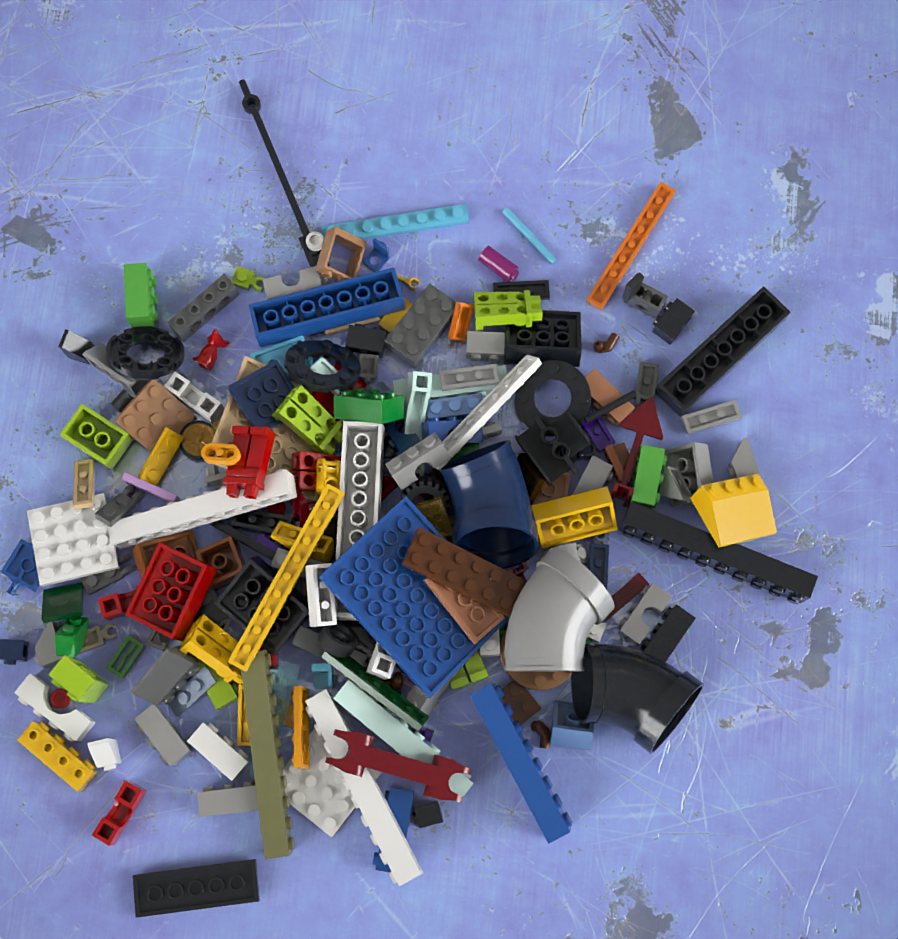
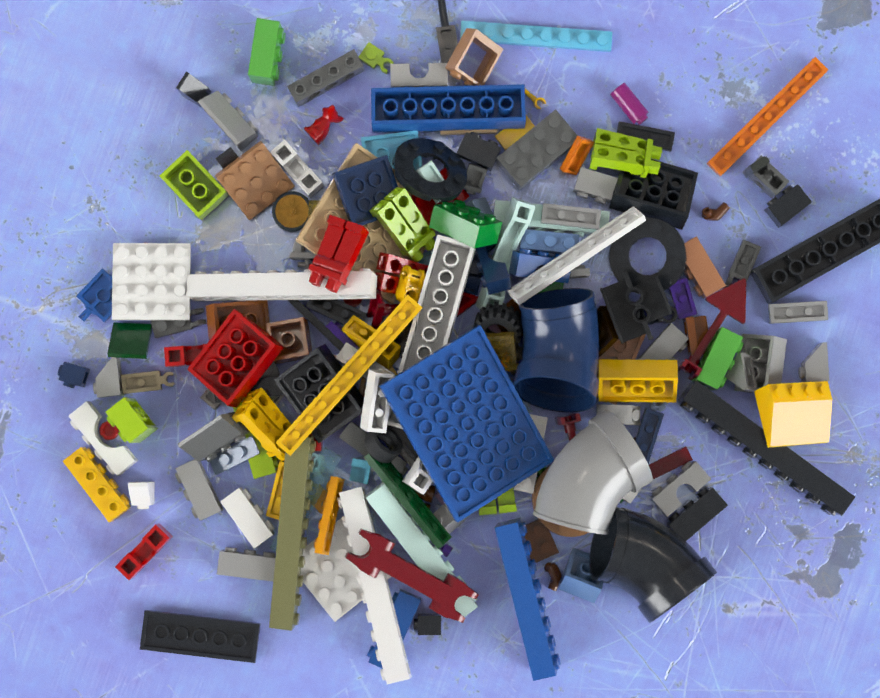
camera: 15 degrees right, 10 degrees up
(71, 636) = (132, 376): green slope -> none
(84, 484) = (172, 229): tan tile -> none
(119, 345) = (262, 92): black plate -> none
(119, 506) = (202, 260): dark grey hinge -> none
(119, 652) = (184, 411): bright green tile -> none
(149, 488) = (235, 249): lavender tile -> none
(160, 456) = (252, 220): yellow plate -> none
(222, 452) = (313, 241): light orange plate -> none
(314, 241) = (452, 35): white tile -> none
(380, 250) = (515, 61): blue bracket -> none
(404, 465) = (511, 285): light grey arch -> none
(463, 572) = (517, 412): reddish brown plate -> none
(470, 615) = (512, 437): nougat plate -> none
(524, 230) = (668, 81): medium azure bar -> none
(609, 407) = (701, 279): black bar -> none

